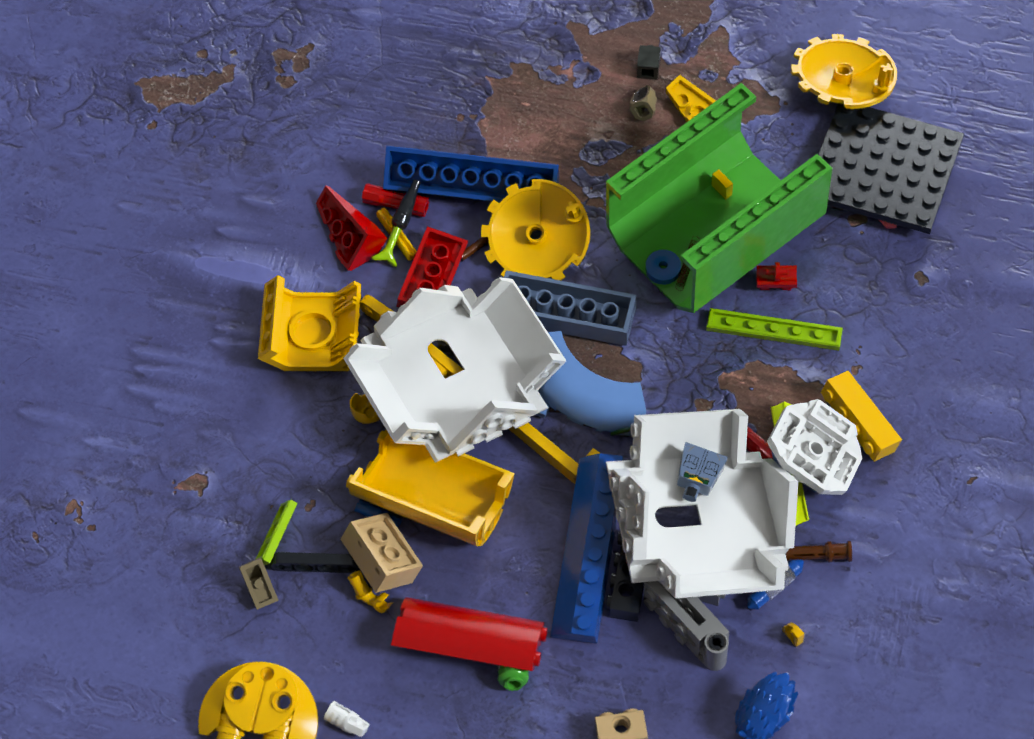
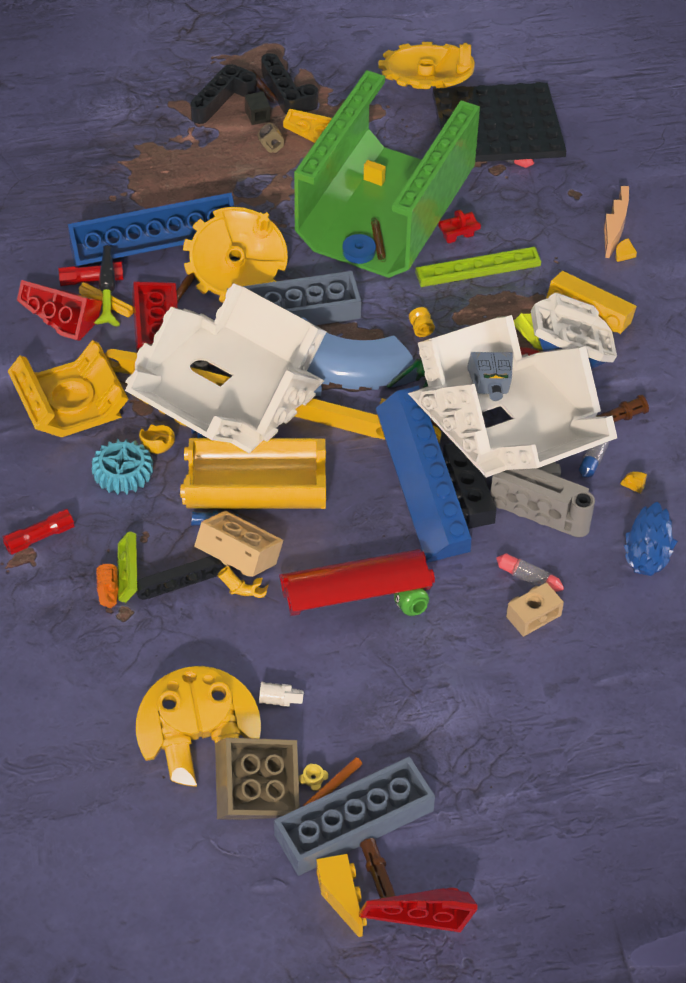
camera: 30 degrees left, 10 degrees down
(234, 462) = (23, 538): none -> red axle
(250, 543) = (107, 584): none -> orange hinge
(258, 583) = (134, 610): dark tan slope -> none
(320, 417) = (122, 466): none -> medium azure gear
(634, 20) = (227, 81): none -> black beam
(638, 690) = (528, 572): none -> piece
(669, 34) = (264, 89): none -> reddish brown piece
(681, 374) = (421, 322): none -> yellow wheel
(689, 63) = (281, 85): none -> black beam
(933, 366) = (625, 251): none -> yellow tile
(939, 333) = (615, 221): none -> light nougat slope

